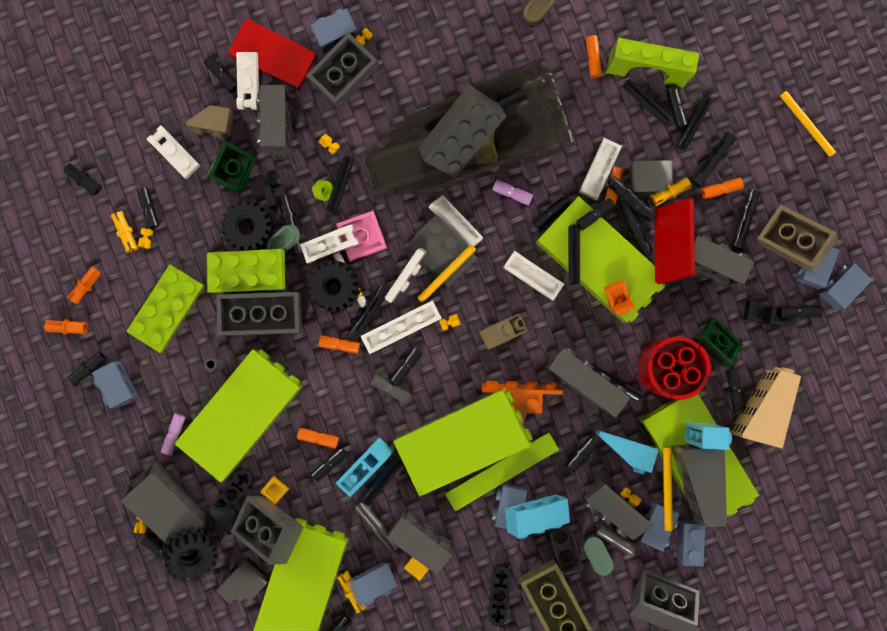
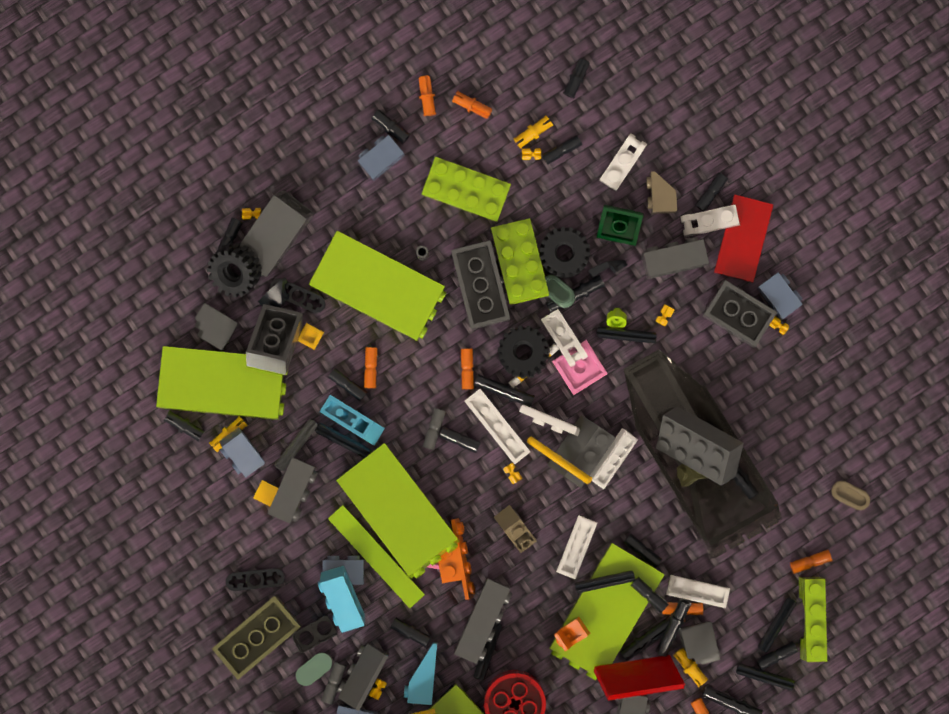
camera: 75 degrees right, 0 degrees up
(173, 433) = (341, 224): lavender piece -> none
(515, 193) = (656, 506): lavender piece -> none

